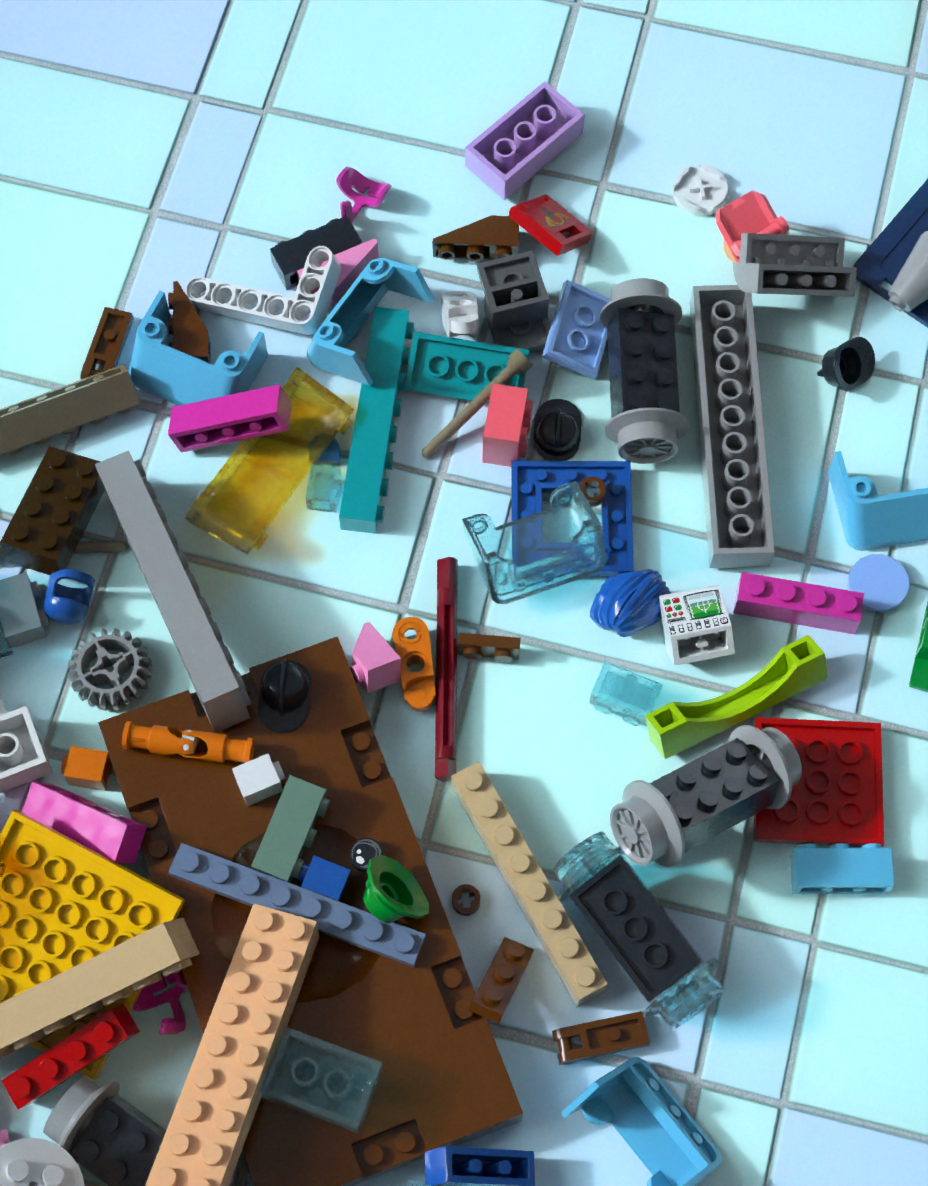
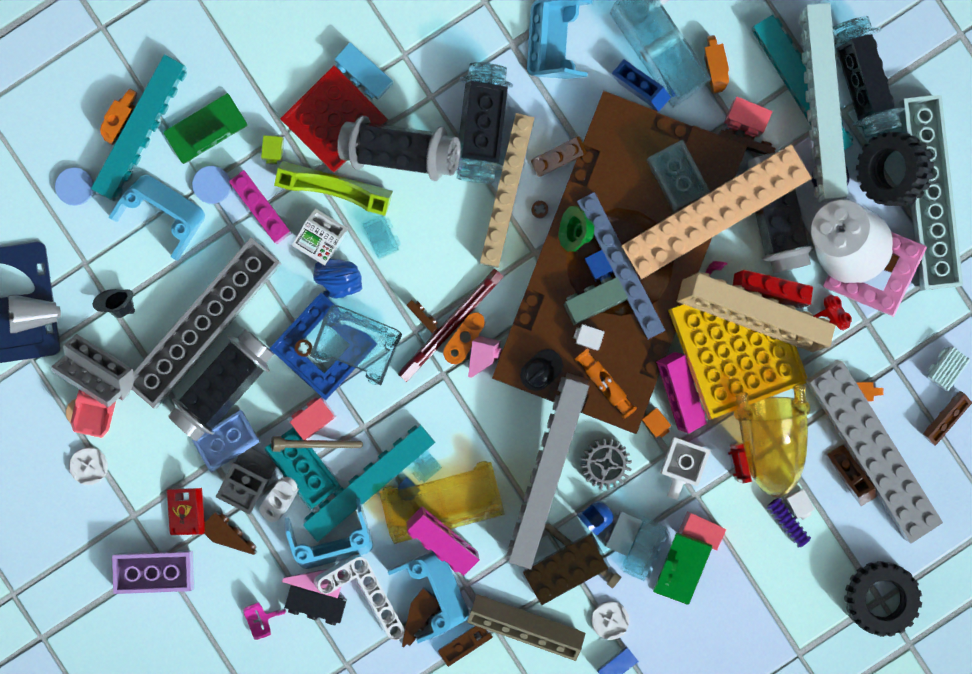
camera: 140 degrees left, 20 degrees up
(363, 851) = (571, 260): black tile -> none
(557, 430) = (285, 399): black piece -> none
(602, 1037) = (536, 96): reddish brown plate -> none
(852, 679) = (272, 149): none -> lime brick

